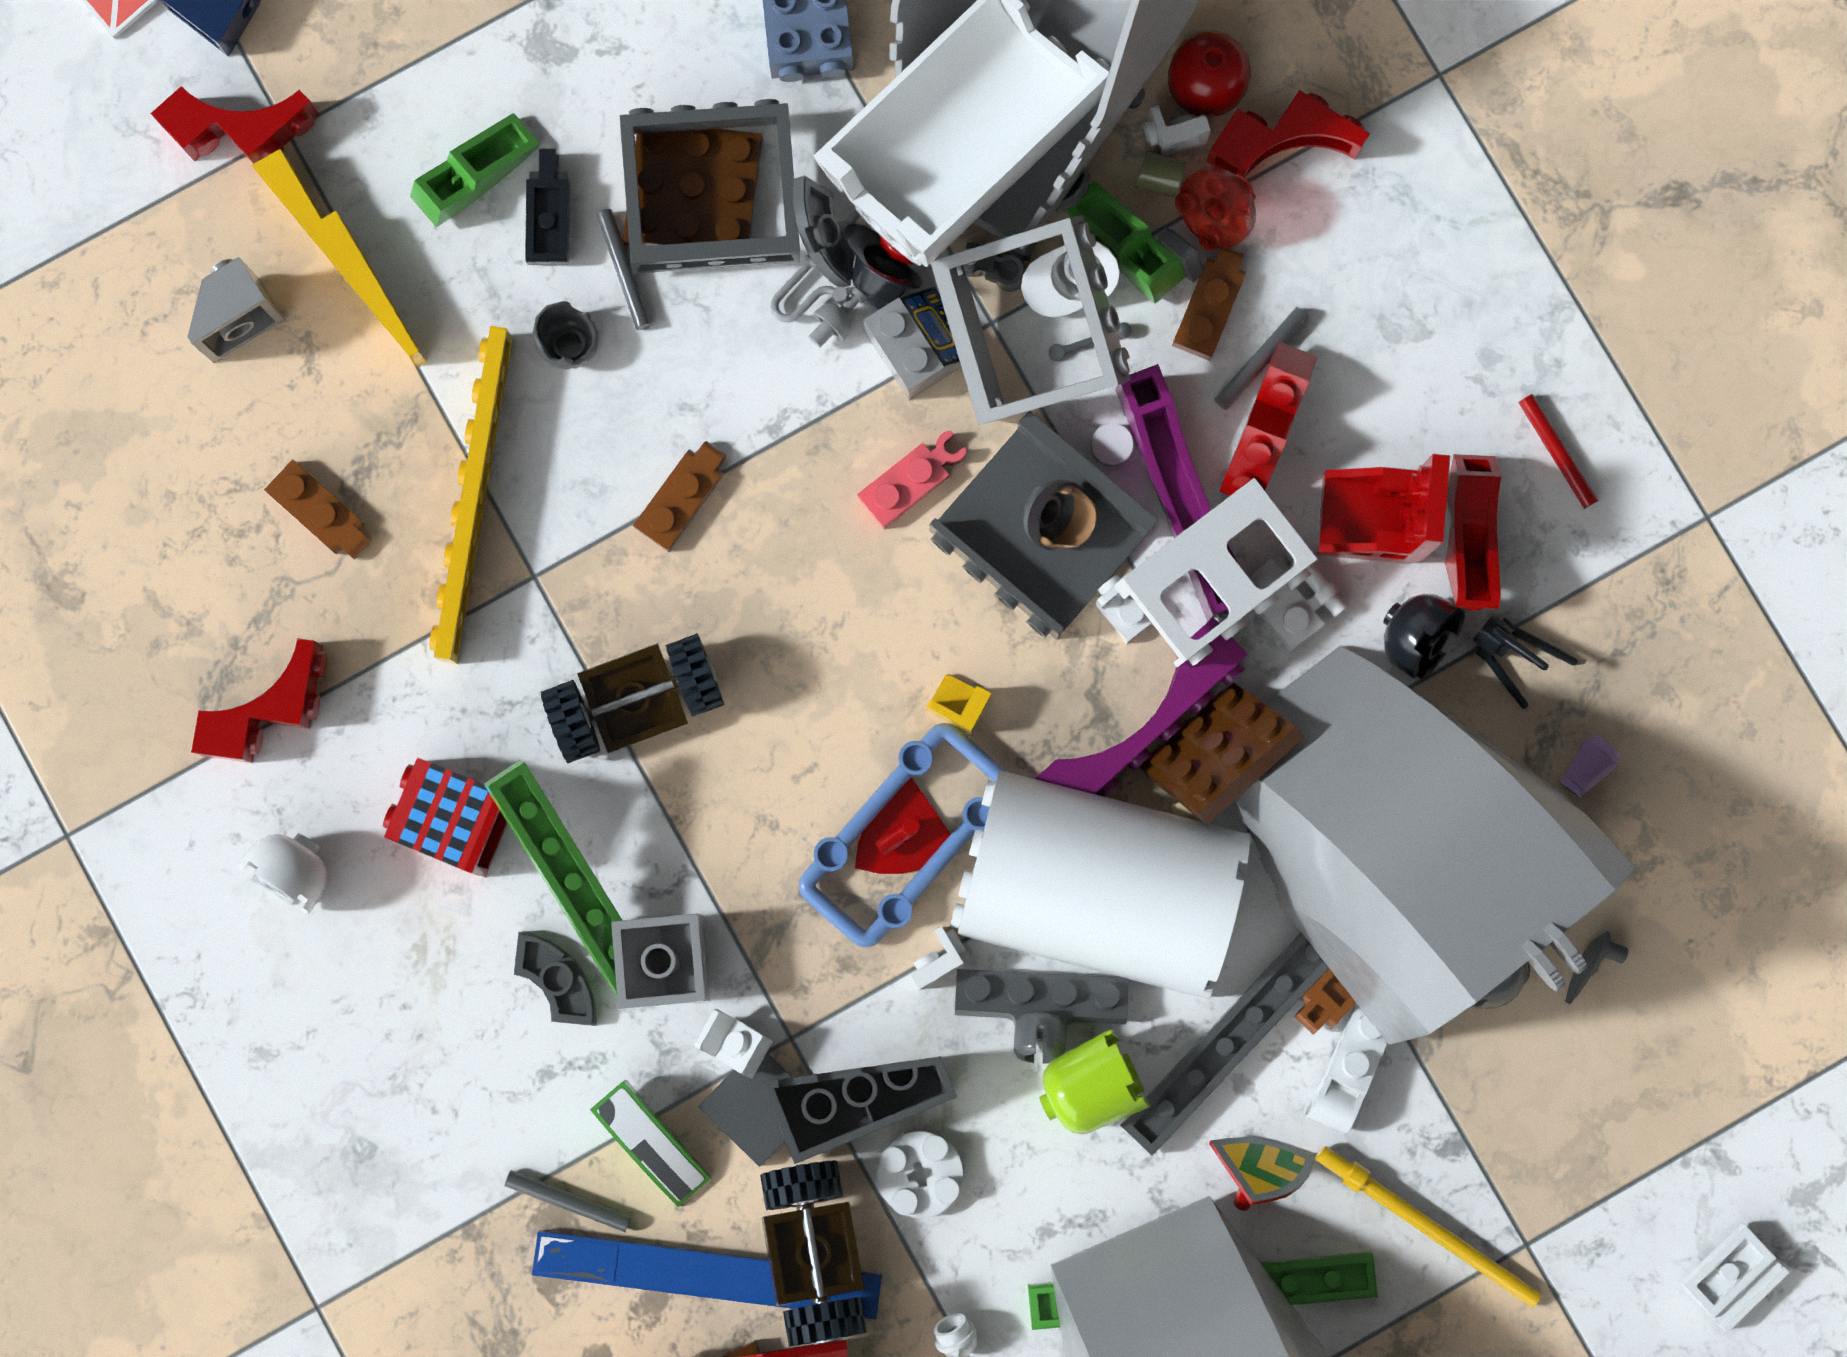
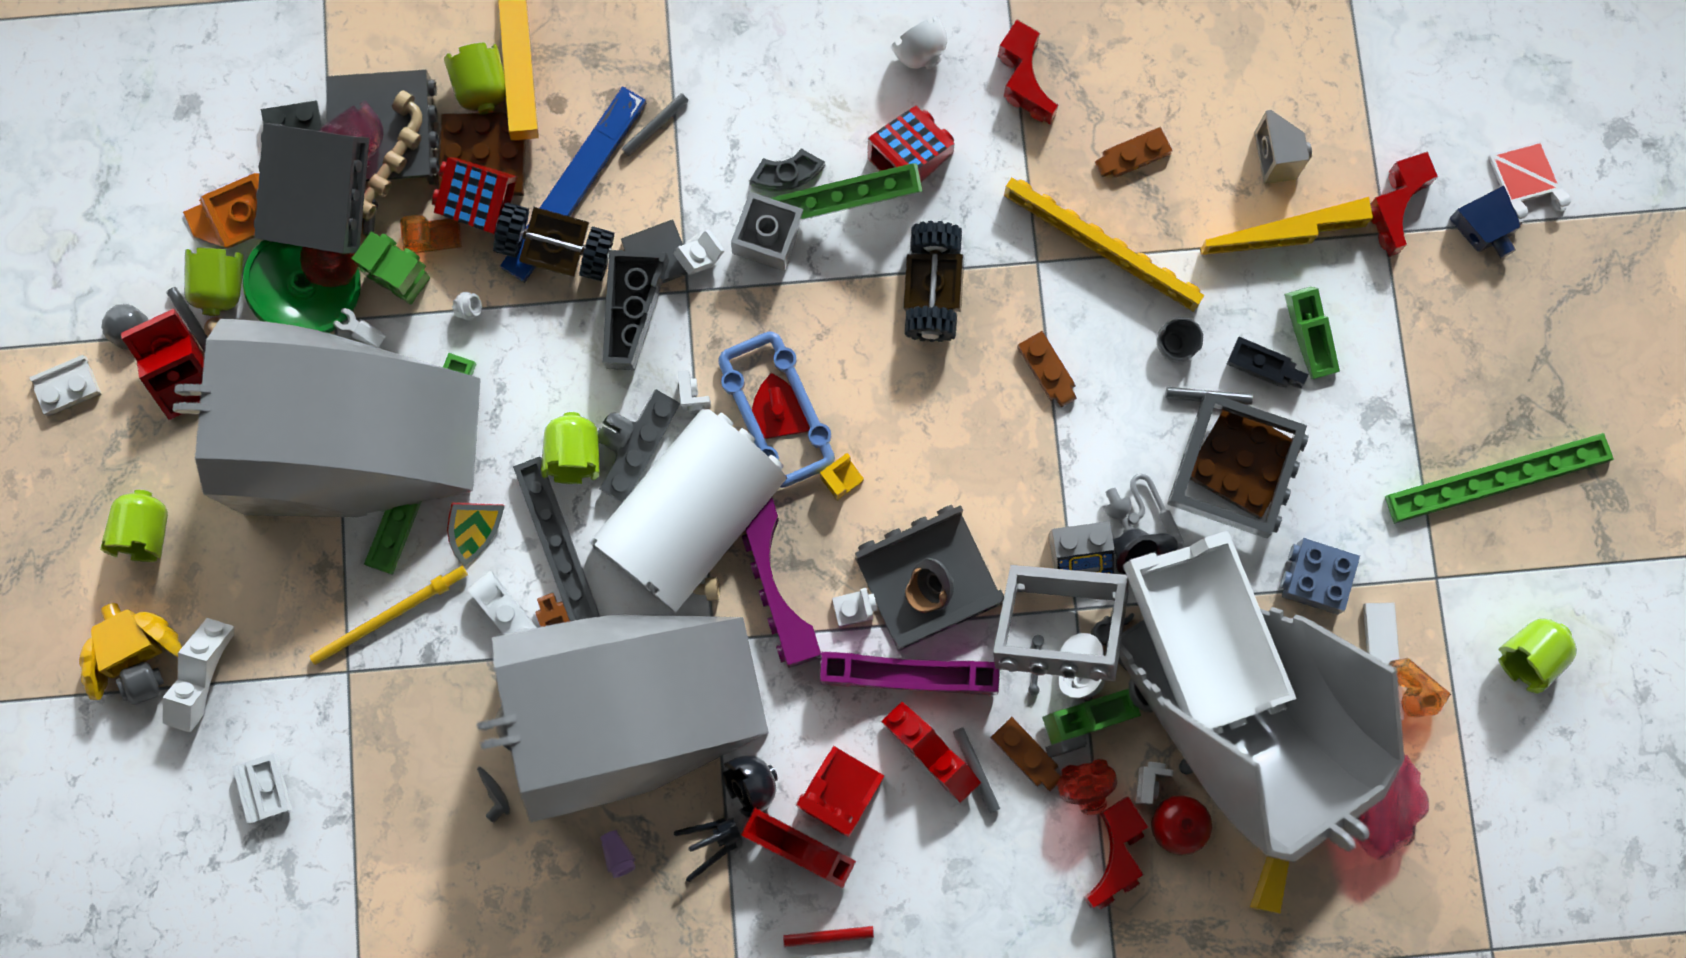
camera: 115 degrees right, 5 degrees down
(650, 1143) = (665, 182): slope -> none
(821, 231) = (1179, 521): dark grey tile -> none
(906, 1195) = (560, 316): white plate -> none
(909, 481) = (995, 510): coral plate -> none
(1111, 444) = (962, 647): white tile -> none
(1161, 174) = (1126, 760): olive piece -> none
(1205, 550) = (863, 662): white window -> none
(1221, 752) = (733, 616): reddish brown plate -> none
(1292, 616) = (813, 707): white plate -> none

